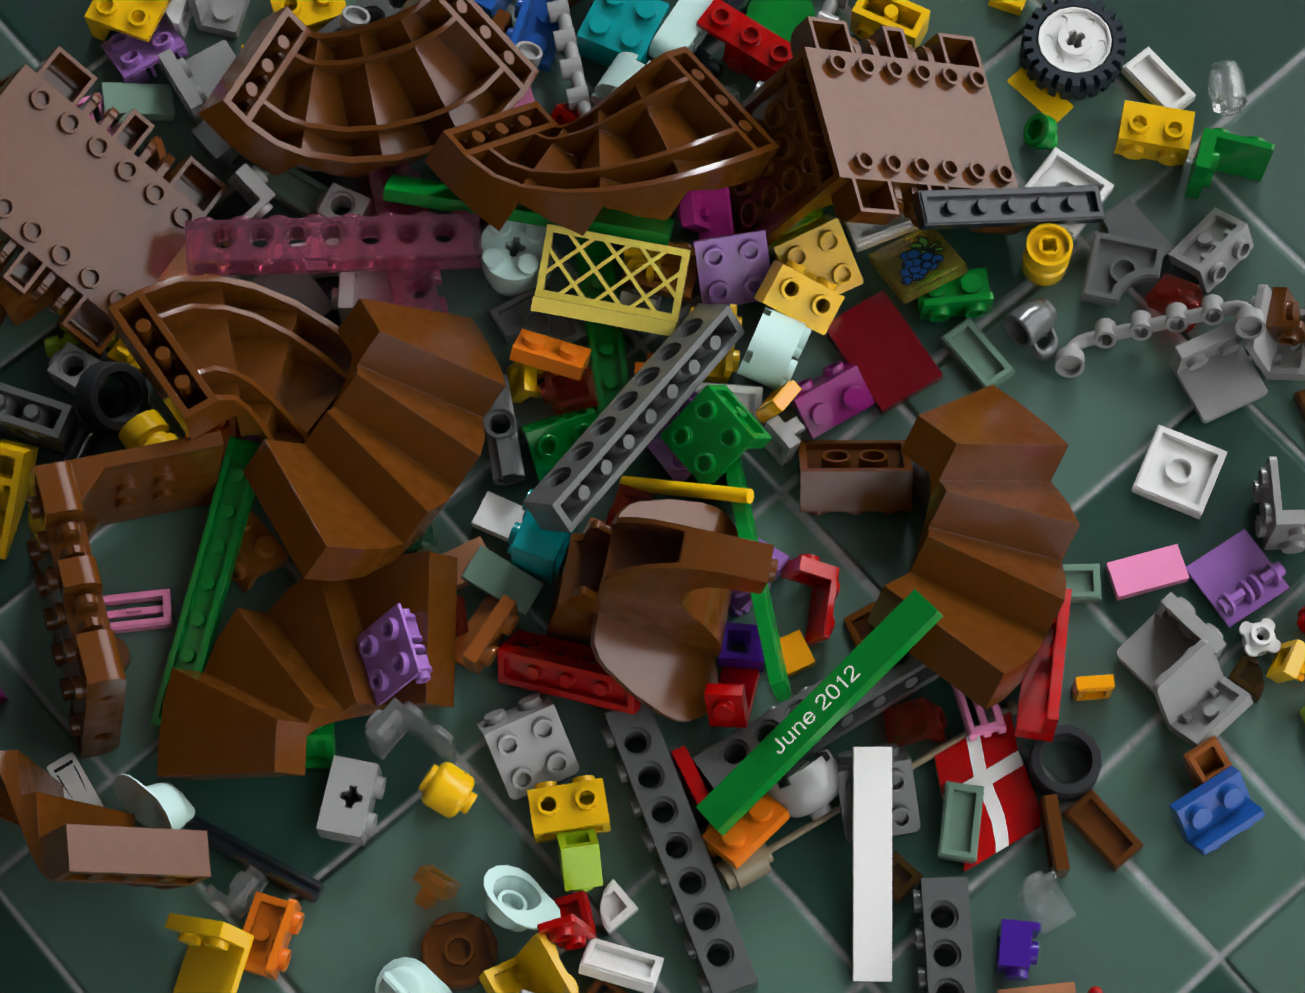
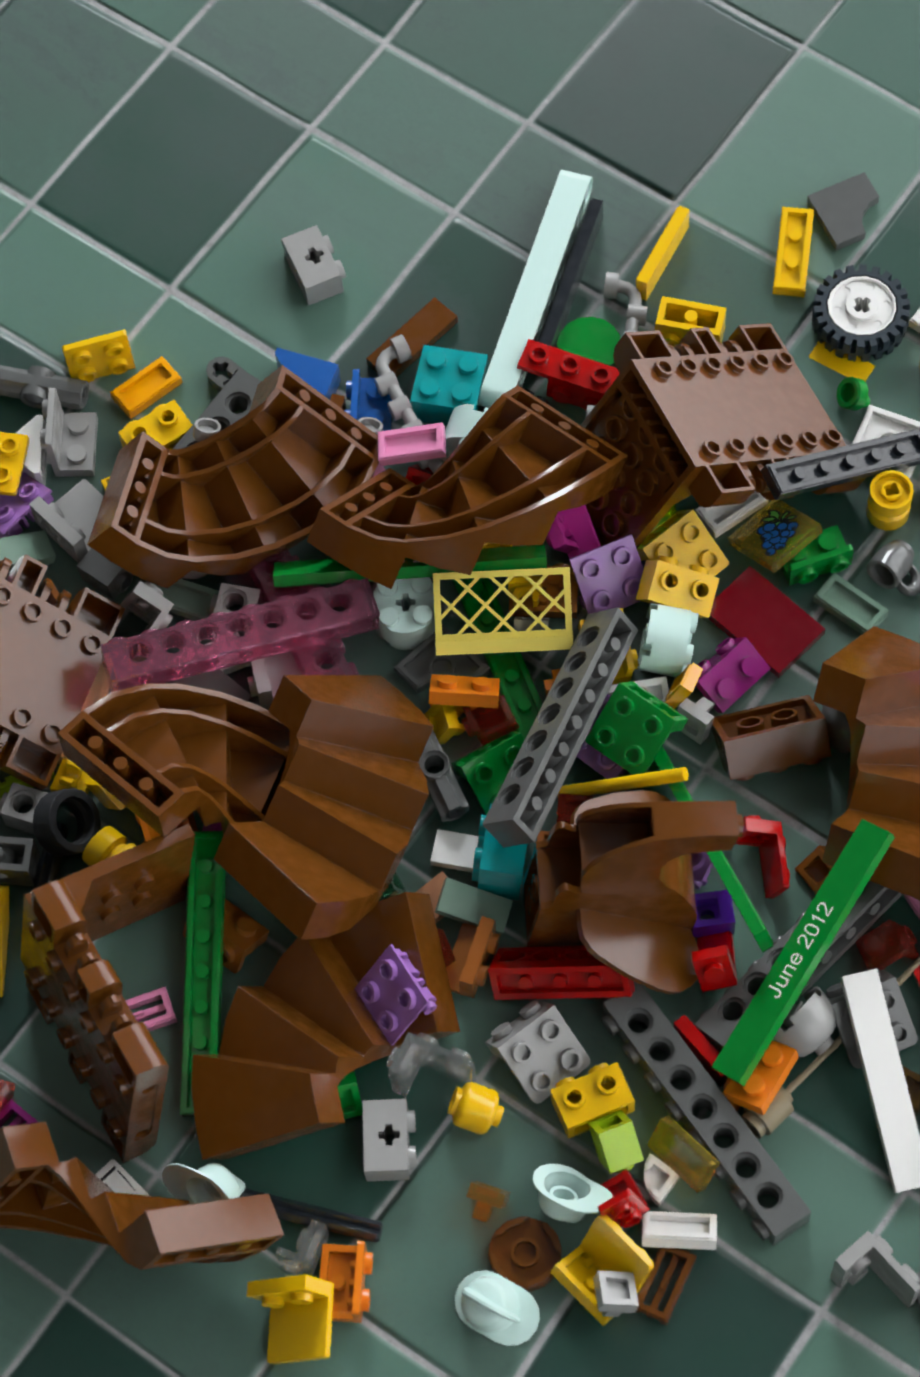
camera: 10 degrees left, 5 degrees down
(564, 82) = (411, 444): none -> bright pink tile
(645, 888) = (683, 1154): none -> clear yellow tile
(796, 653) = (763, 905): light orange tile -> none

